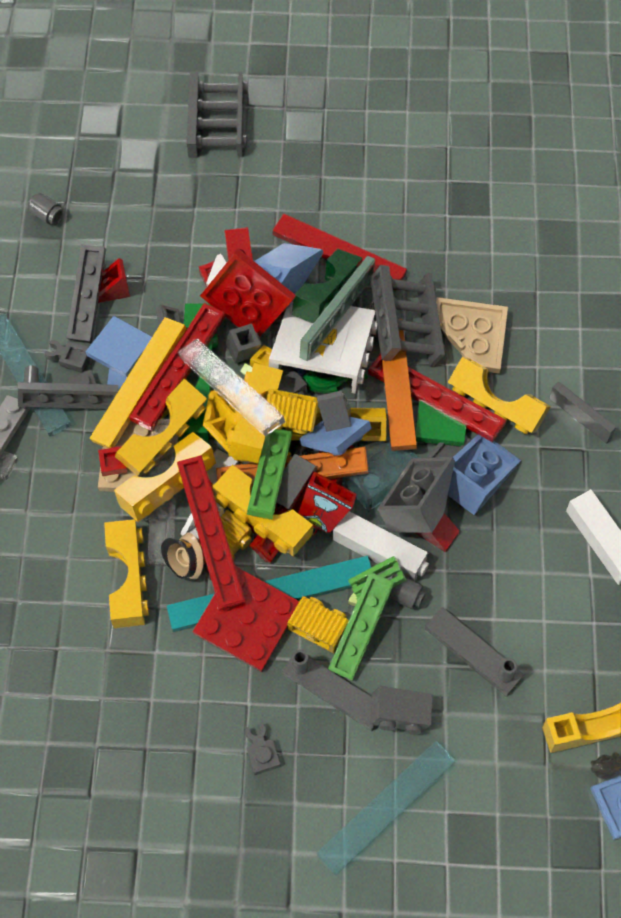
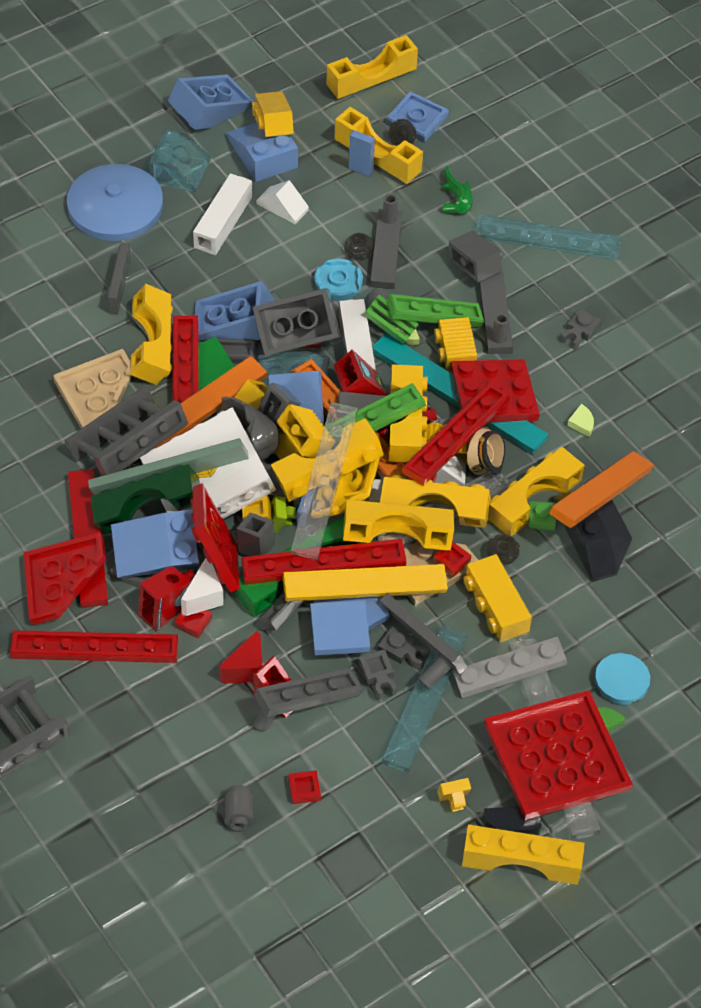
camera: 130 degrees left, 10 degrees down
(29, 259) = (304, 787): none -> red tile
(57, 473) = (497, 598): none -> yellow brick
(59, 591) = (600, 540): none -> black wedge
(73, 609) = (601, 489): none -> orange tile
(92, 504) = (506, 543): none -> clear smoke plate
(104, 567) = (540, 517): none -> bright green plate
(145, 279) = (243, 662): none -> red slope
(165, 670) = (582, 421): none -> yellowish green tile
(242, 205) = (94, 646): none -> red tile
(314, 209) = (59, 574): none -> red plate
(320, 383) = (258, 427): none -> dark grey hair
(465, 586) = (340, 278): none -> medium azure tile
(489, 636) = (359, 246): none -> clear smoke plate
(494, 765) = (462, 191): none -> green piece
(588, 599) = (284, 201): none -> white slope
(596, 695) = (361, 153): none -> medium blue tile

